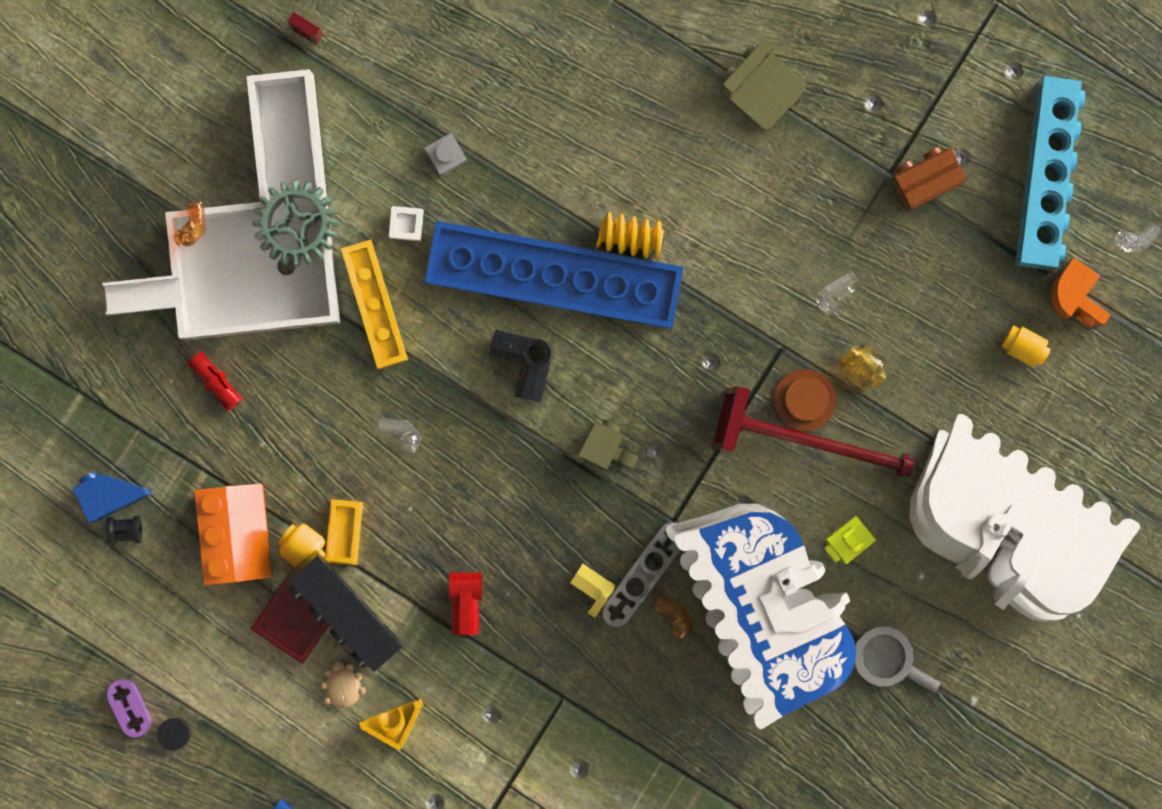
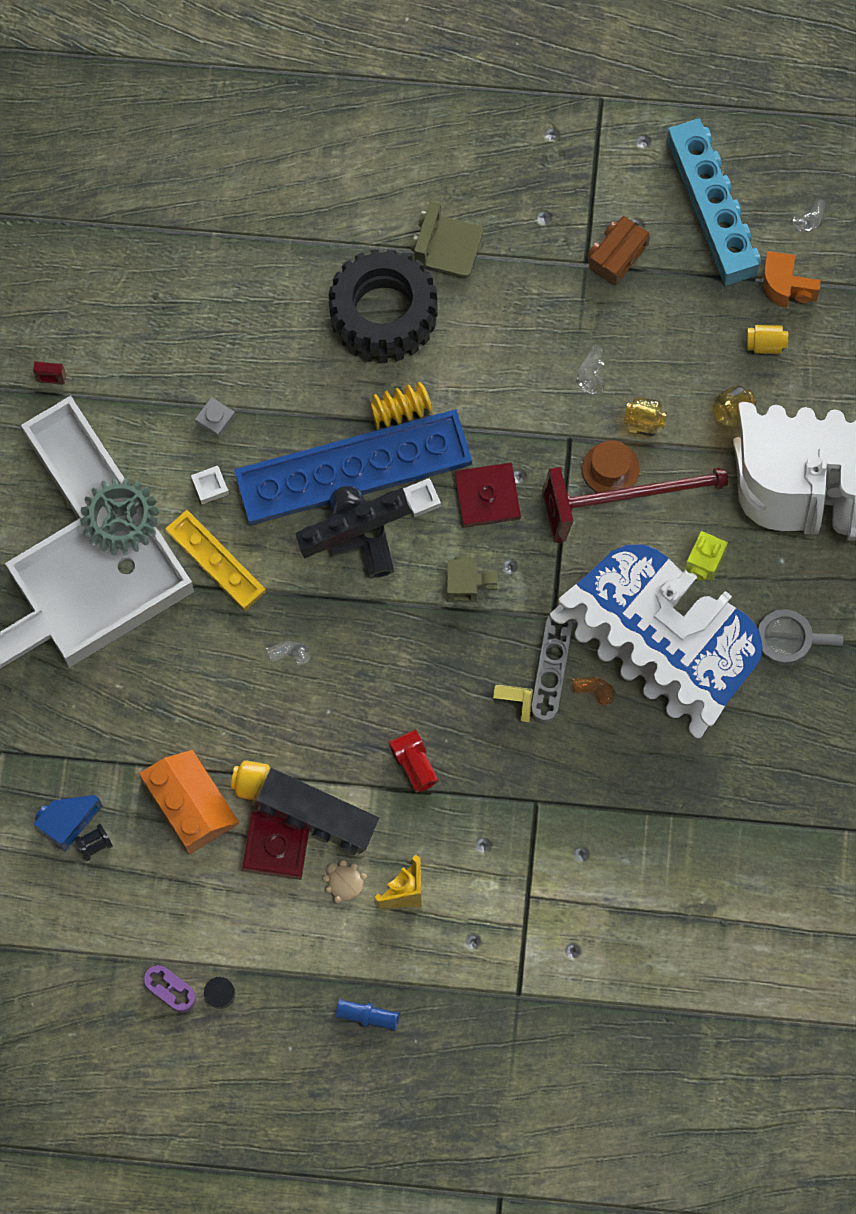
camera: 20 degrees left, 15 degrees down
(194, 228) = (36, 562): clear orange arm -> none
(214, 381) = (111, 685): red pin -> none
(344, 532) = (281, 751): yellow tile -> none
(523, 334) = (351, 518): none -> black plate
(605, 340) = (422, 497): none -> white plate
(671, 368) = (487, 495): none -> dark red plate
(676, 83) = (376, 272): none -> black tyre
(956, 398) = (727, 402): none -> clear yellow head

